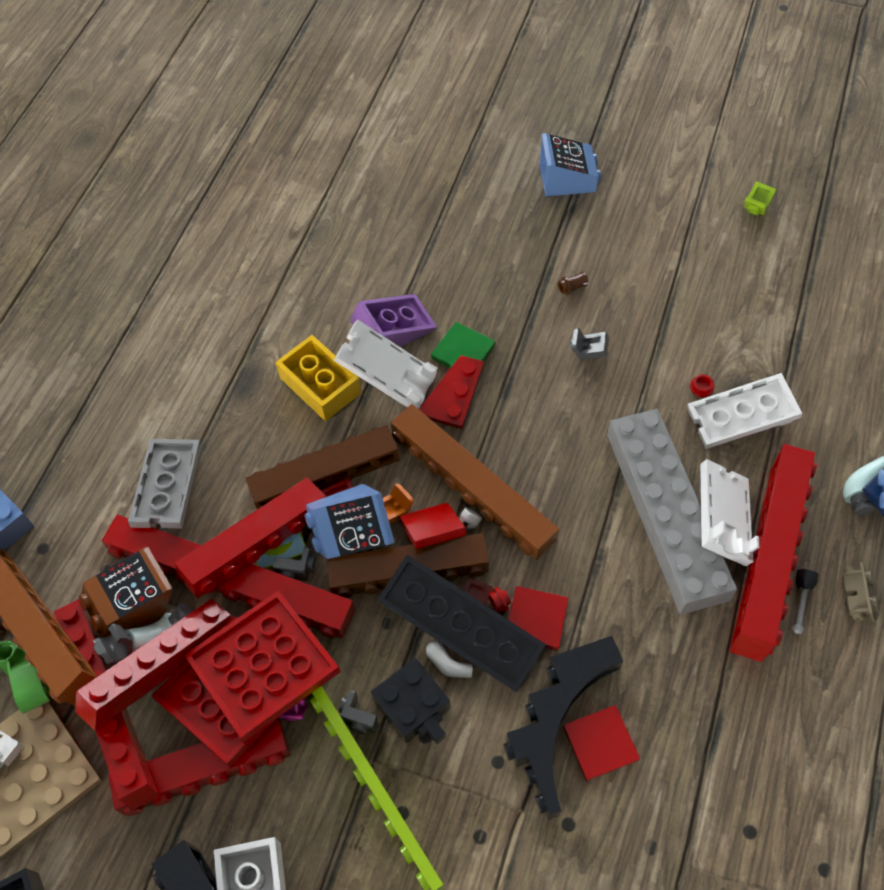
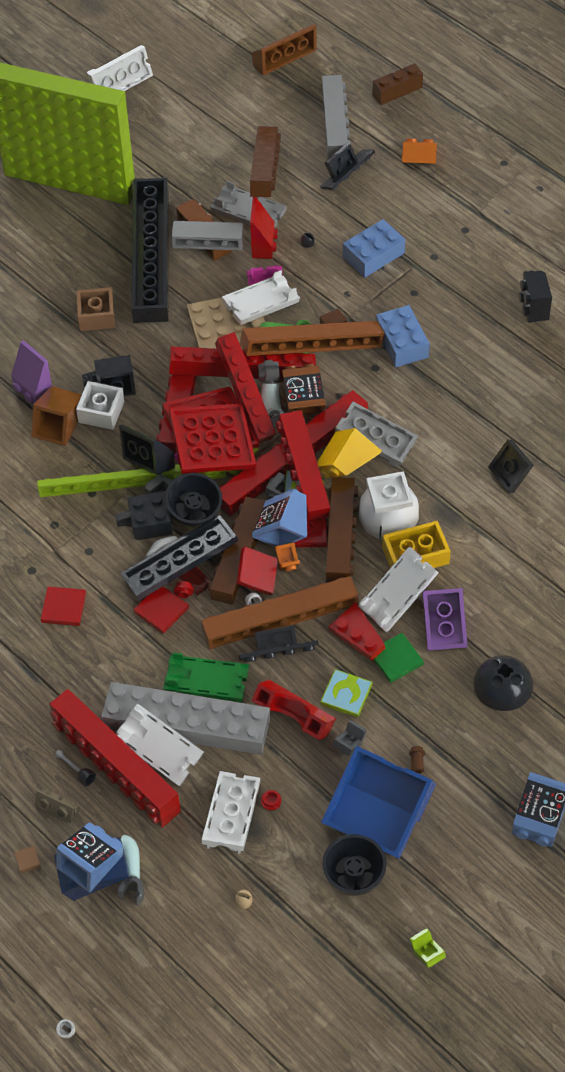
camera: 115 degrees right, 5 degrees down
(159, 332) = (510, 466): none -> black tile
(217, 495) = (346, 453): none -> yellow slope
(270, 426) = (388, 504): none -> white plate
(317, 750) = (145, 451): none -> black slope
(370, 629) = (191, 491): none -> black piece
(439, 251) = (503, 683): none -> black piece
(517, 463) = (277, 641): none -> black bracket
(533, 375) = (346, 693): none -> tile
(534, 744) = (97, 583): black arch -> none
(591, 380) = (311, 718): none -> red arch
(601, 520) = (206, 677): none -> green piece
(646, 283) = (378, 801): none -> blue piece
(731, 272) = (354, 855): none -> black piece
(816, 363) = (243, 902): none -> tan hinge

